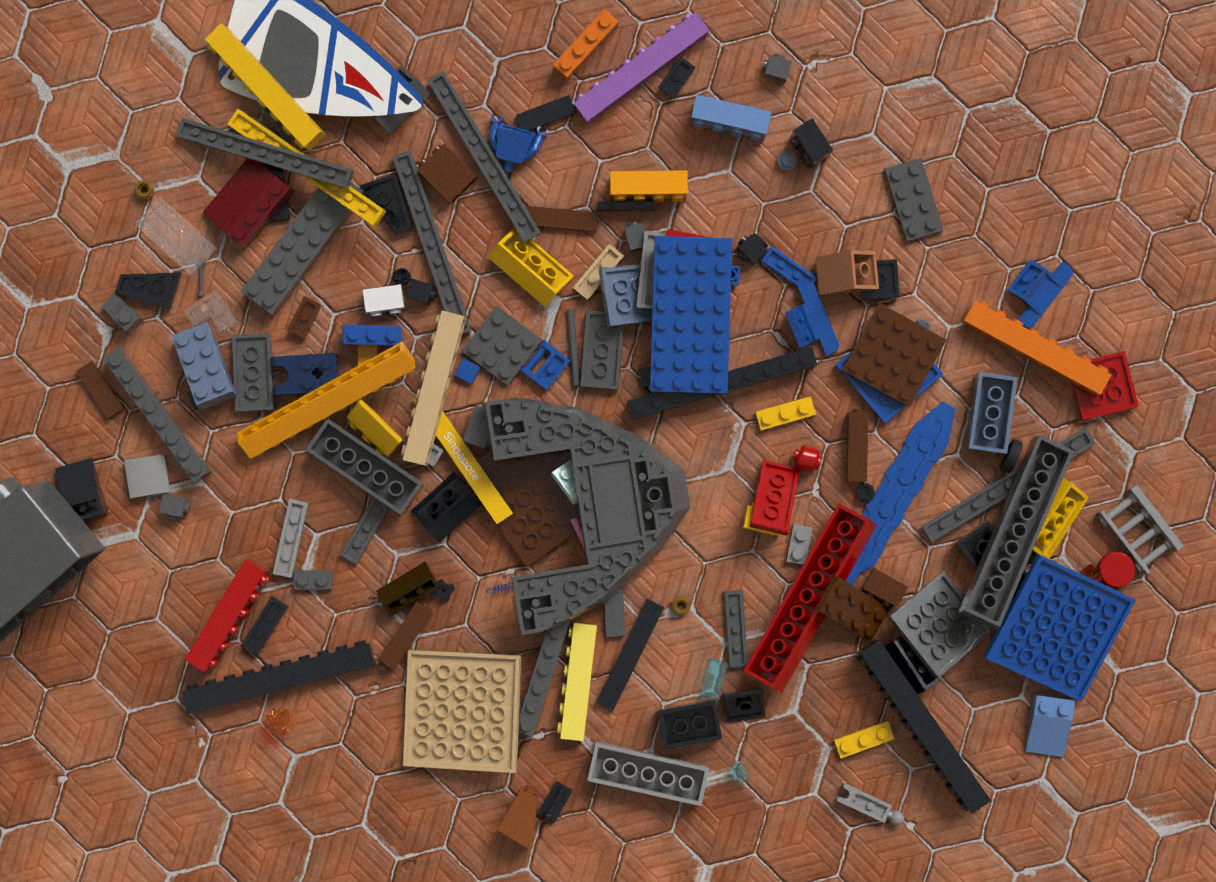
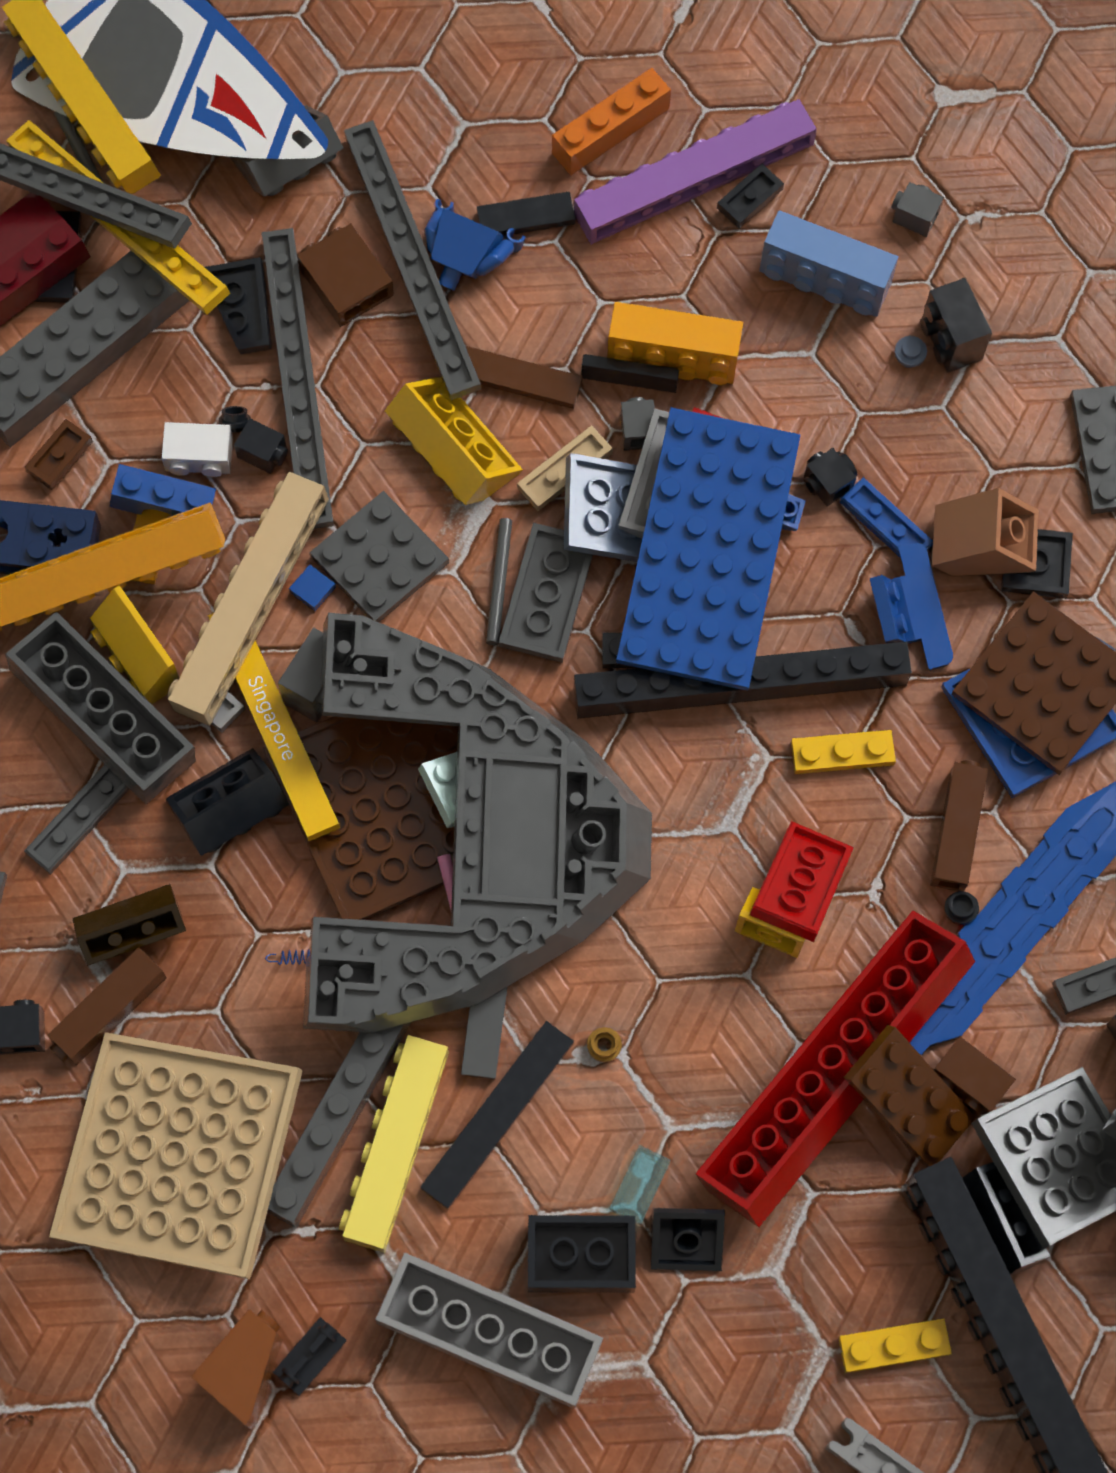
camera: 10 degrees right, 15 degrees down
(448, 589) = (193, 952): black plate -> none
(550, 369) = (453, 607): blue plate -> none
(735, 628) = (694, 1103): dark grey tile -> none
(739, 771) = (658, 1361): clear light blue plate -> none
(799, 544) = (831, 975): light grey plate -> none
(807, 458) = (869, 831): red head -> none

